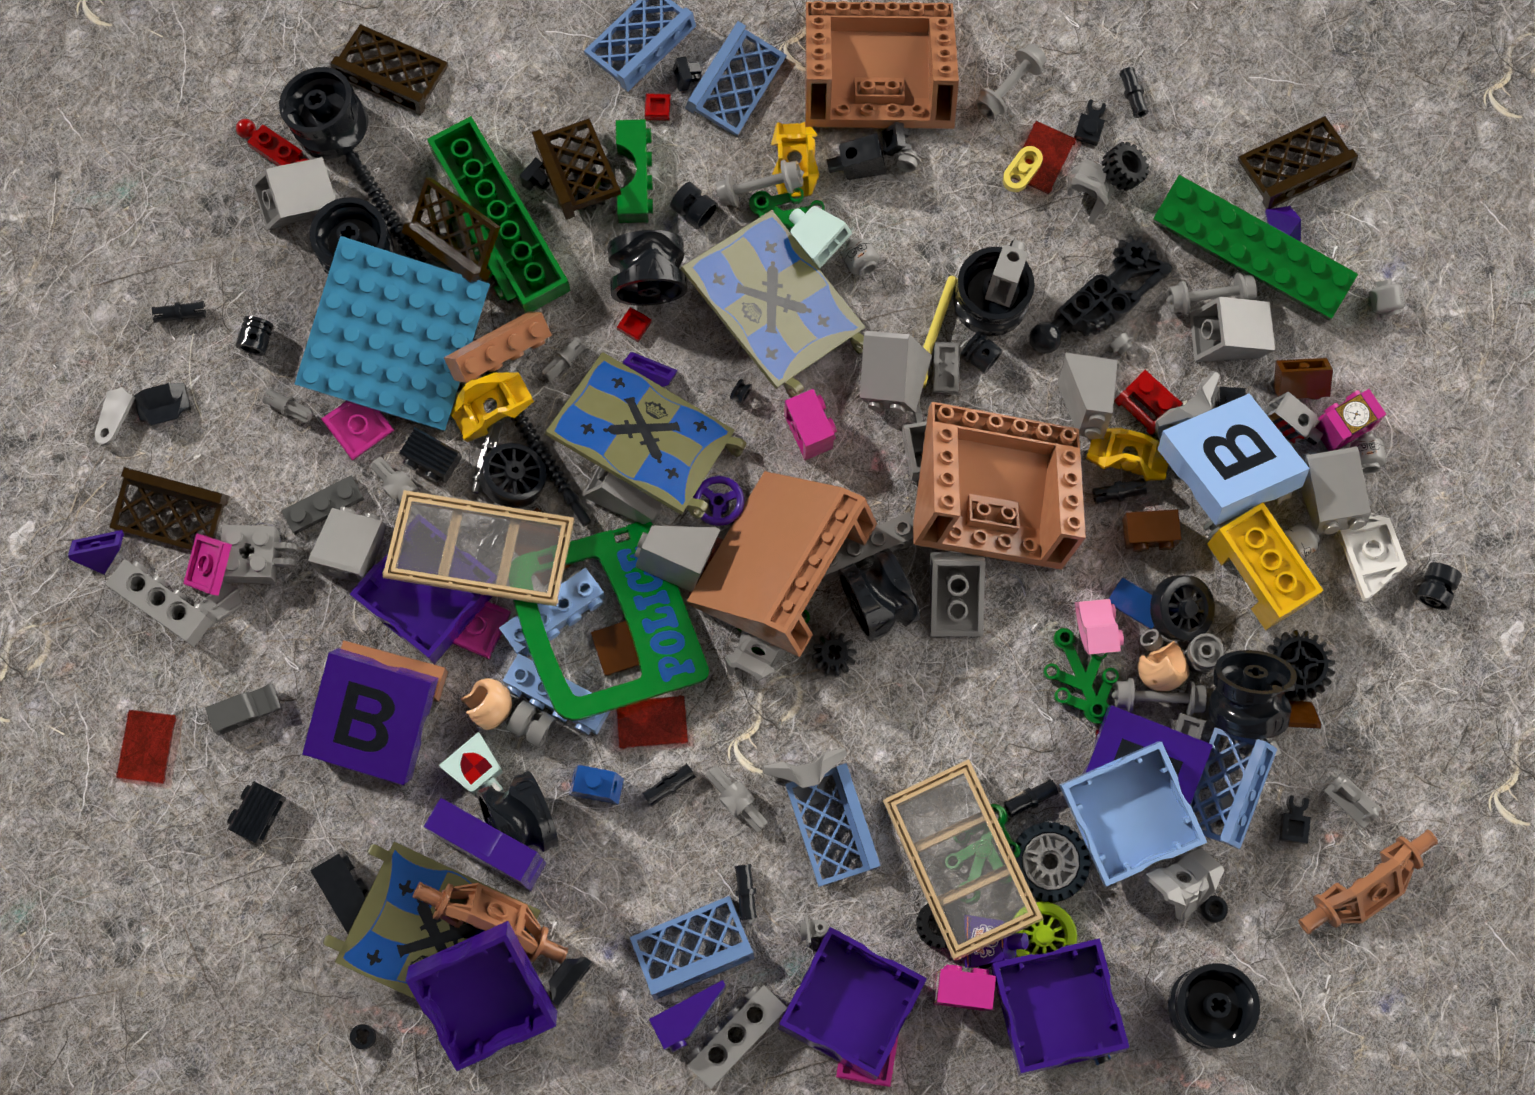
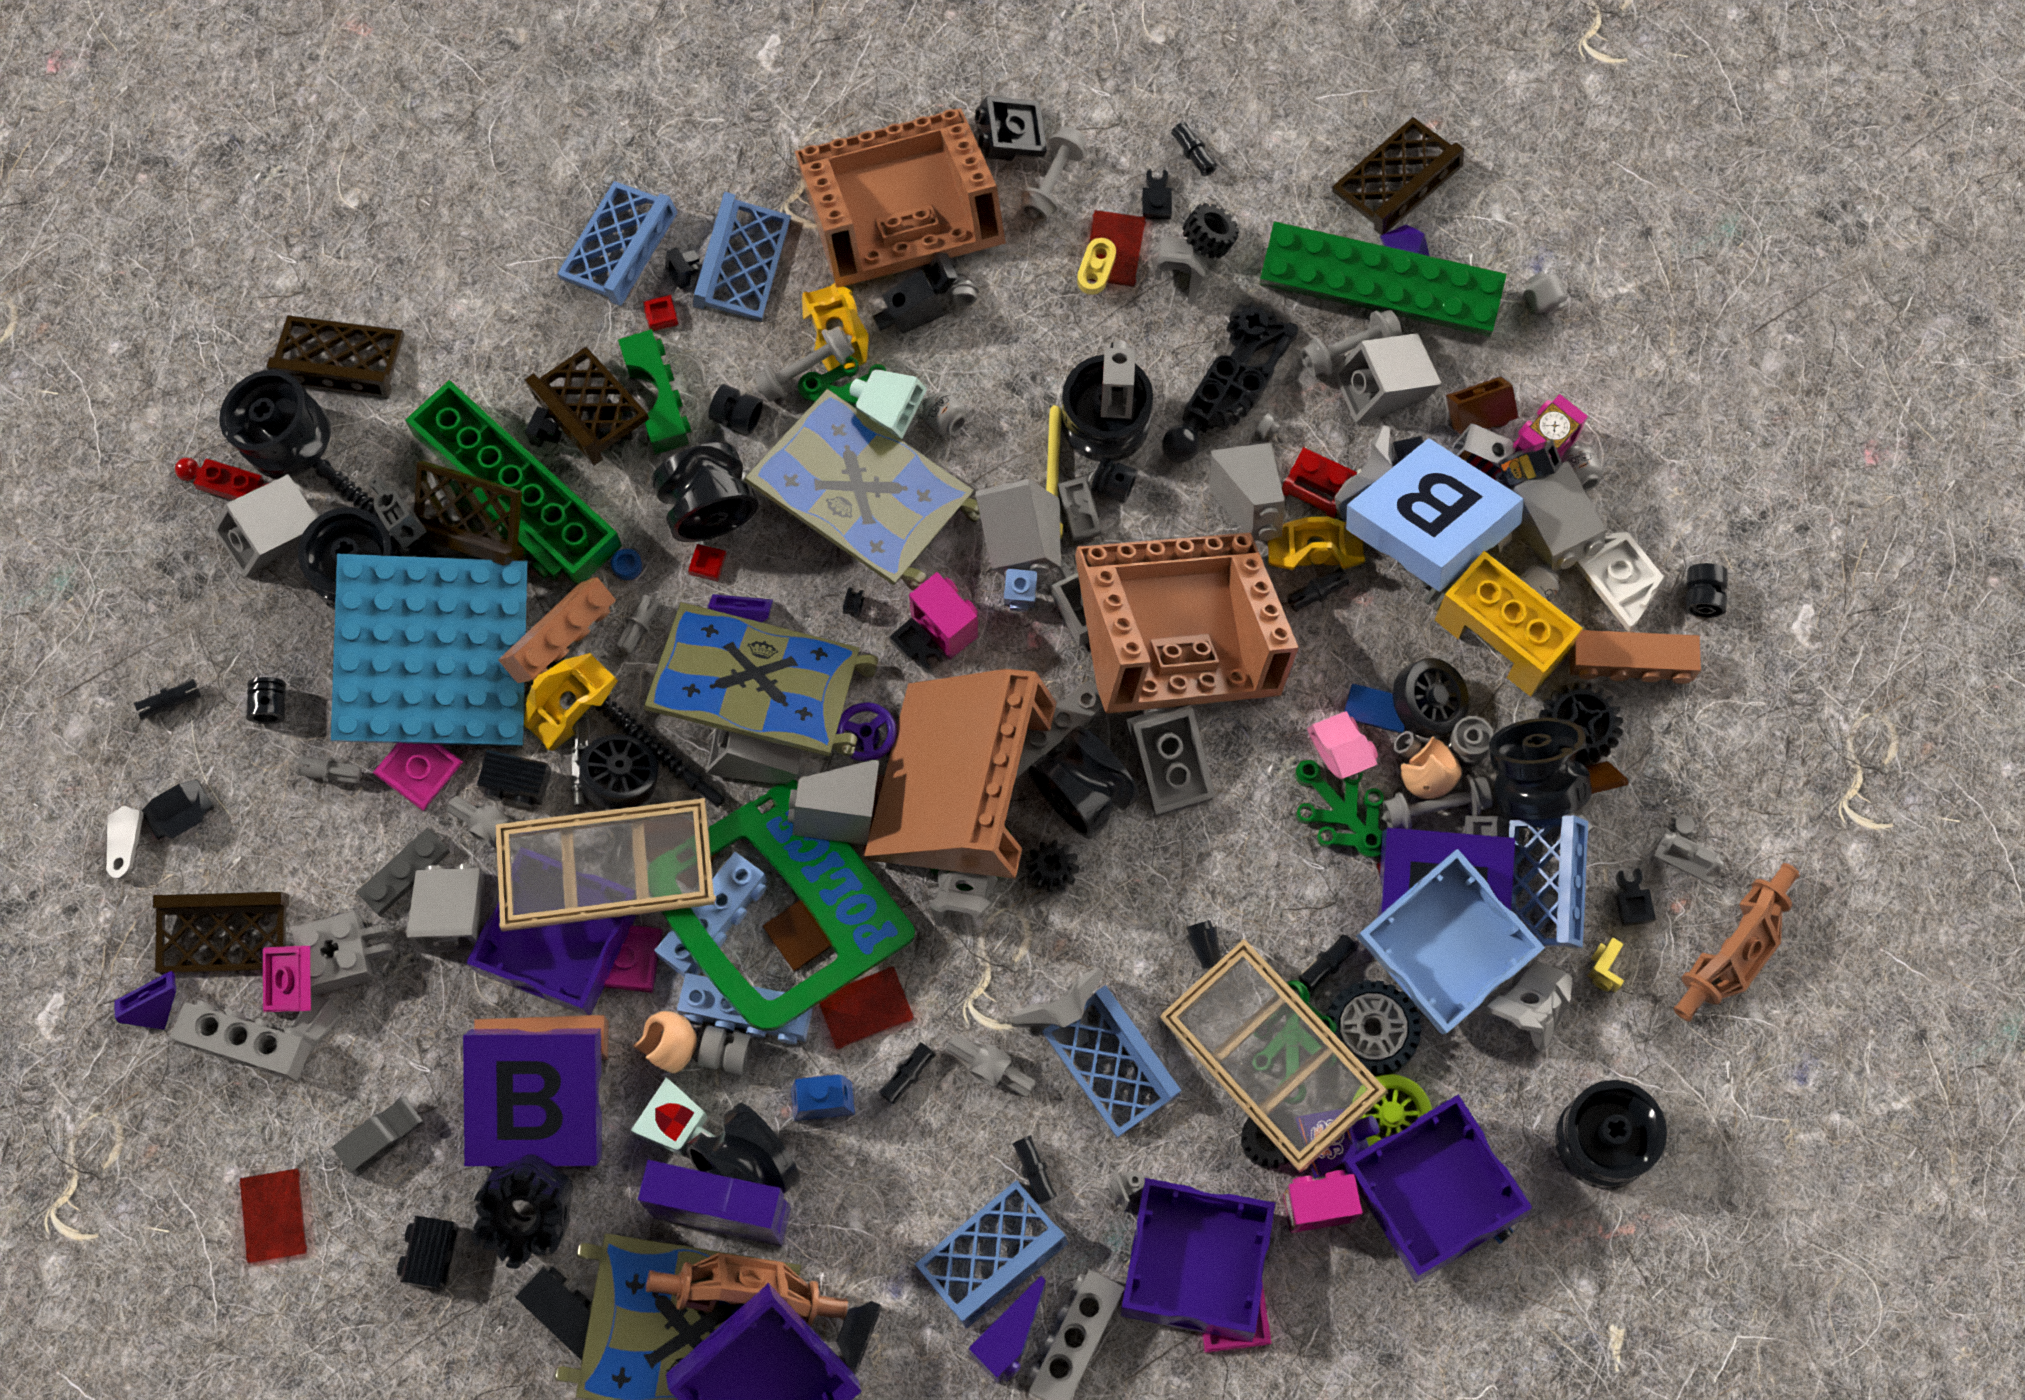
camera: 15 degrees left, 5 degrees down
(325, 818) = (515, 1233): none -> black piece
(397, 214) = (396, 514): none -> dark grey piece
(569, 307) = (626, 564): none -> blue tile
(778, 439) = (914, 642): none -> black plate
(877, 421) = (1020, 589): none -> light blue bracket
(937, 752) = (1204, 943): none -> black cone
(988, 32) = (1010, 128): none -> black plate
(1151, 530) = (1368, 621): reddish brown brick -> none
(1222, 909) = (1583, 1022): black plate -> none
(1256, 861) = (1603, 958): none -> light yellow bracket
(1326, 439) = (1530, 463): none -> black leg
(1356, 773) = (1683, 825): none -> light grey piece
(1362, 623) = (1636, 656): none -> nougat brick

